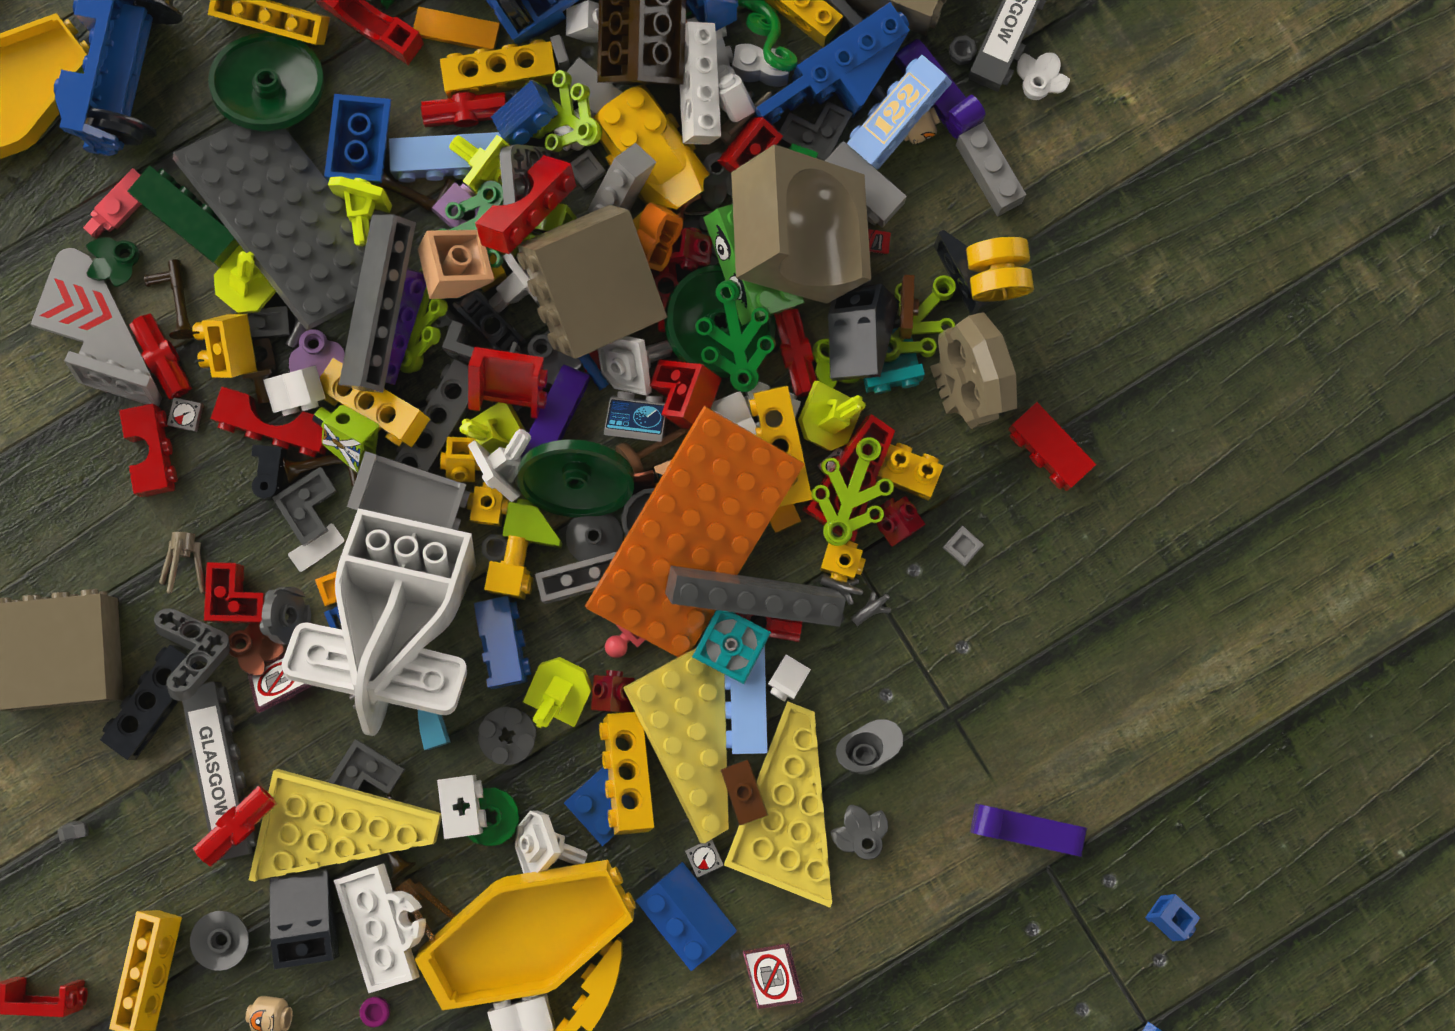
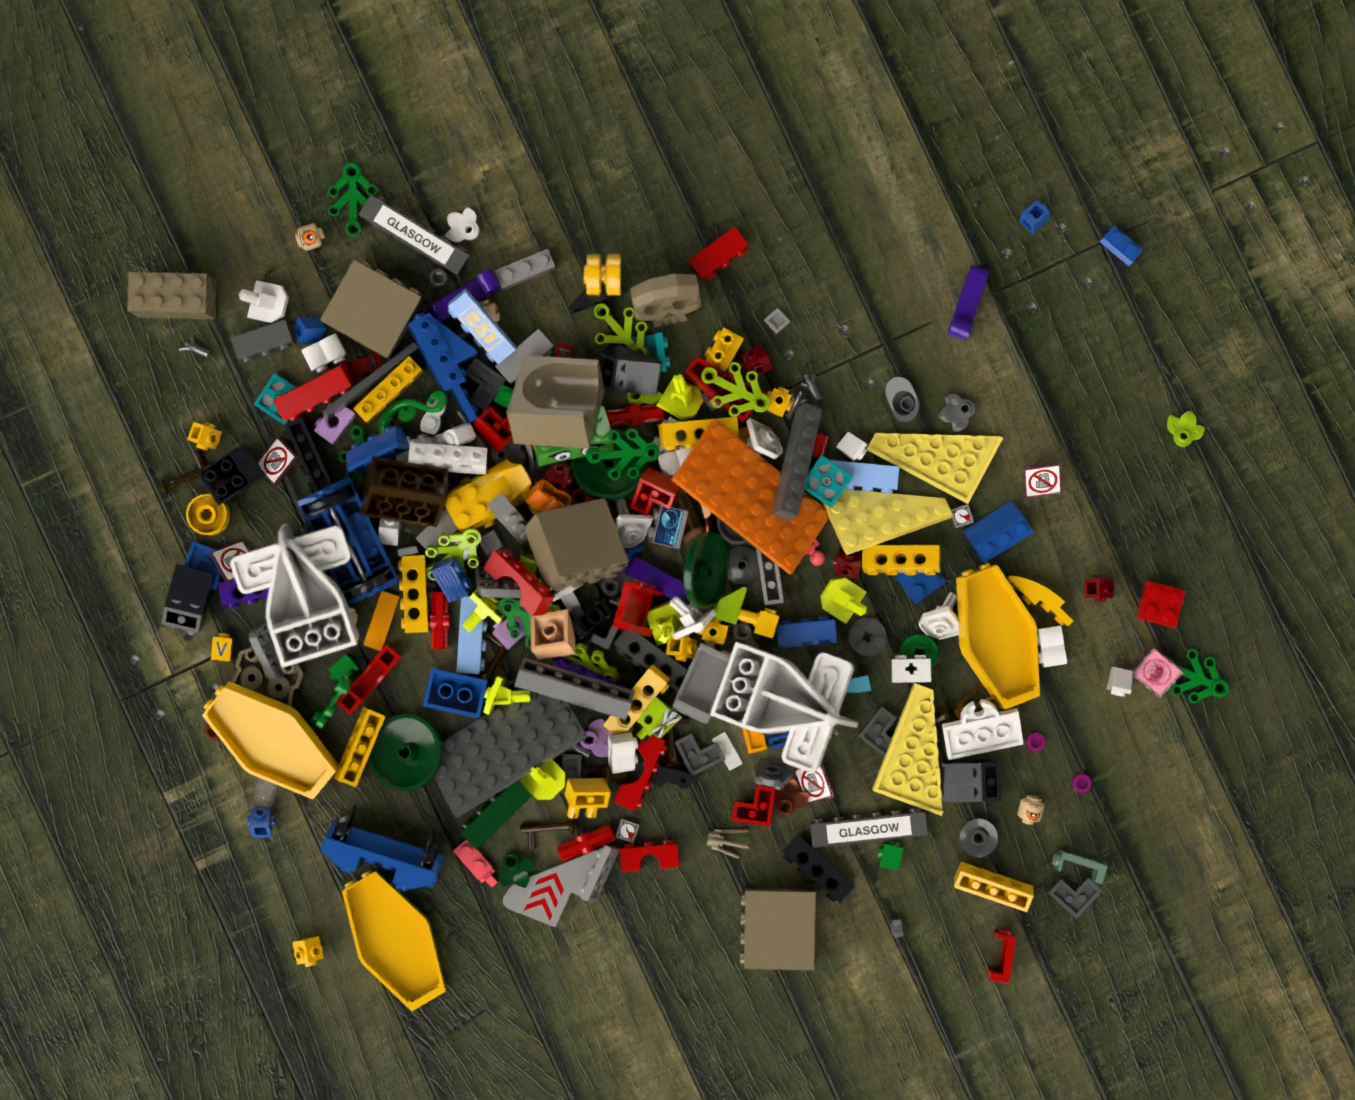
camera: 80 degrees left, 5 degrees up
(180, 808) = (890, 855): none -> green brick
(200, 651) = (787, 831): dark grey beam -> none
(235, 826) = (906, 817): red piece -> none
(744, 792) = (922, 484): reddish brown plate -> none
(783, 544) = (763, 439): none -> white piece
(908, 307) = (614, 336): reddish brown plate -> none

